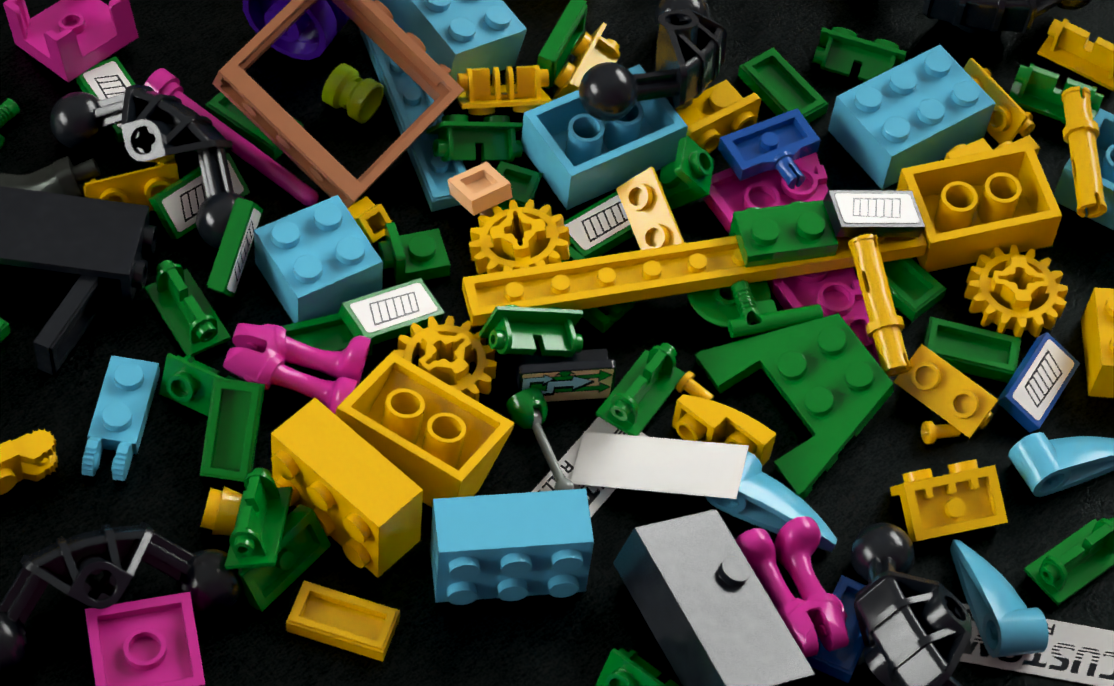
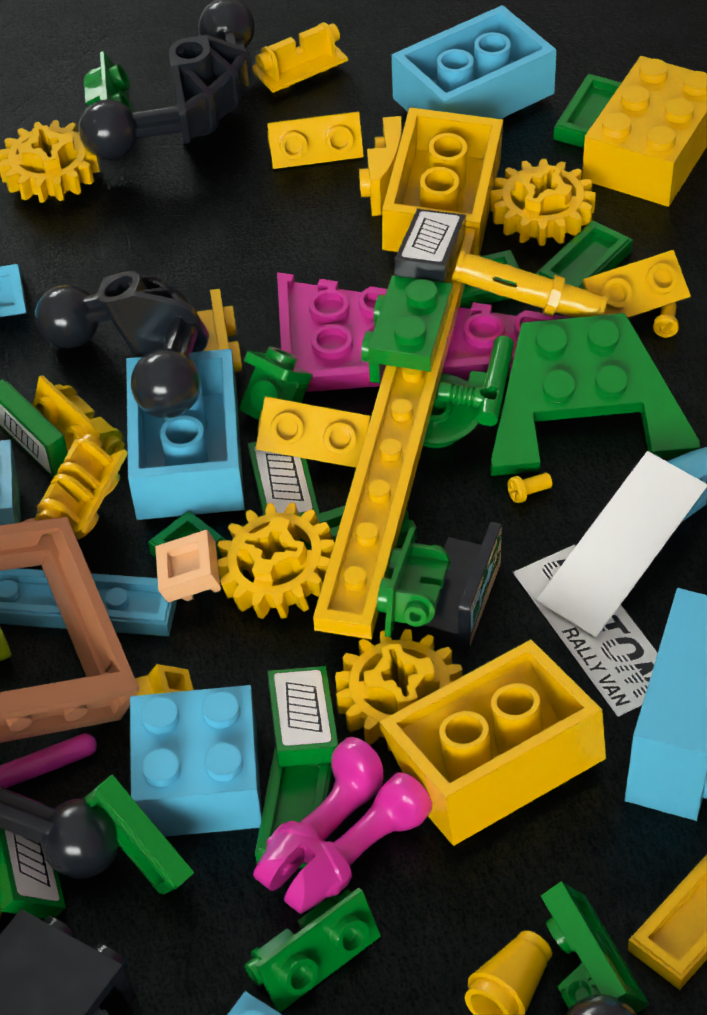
camera: 55 degrees left, 5 degrees down
(185, 309) = (181, 934): green hinge -> none
(232, 429) = (394, 936): green tile -> none
(259, 522) = (565, 946): green hinge -> none
(349, 486) = (523, 836): yellow brick -> none
(414, 255) = (228, 661): green bracket -> none
(459, 136) = (119, 545): green hinge -> none
(530, 411) = (498, 635): hinge -> none
(642, 390) = (525, 537): green hinge -> none
(714, 422) = (587, 483): yellow slope -> none
(771, 146) = (287, 302): blue plate -> none
(781, 86) = (199, 276): green tile -> none
(846, 48) = (185, 216): green hinge -> none
(910, 115) = (302, 196): medium azure brick -> none
(1036, 92) = (351, 90): green hinge -> none
(1038, 382) = (648, 225): tile -> none
(1081, 136) = (436, 73): yellow pin -> none

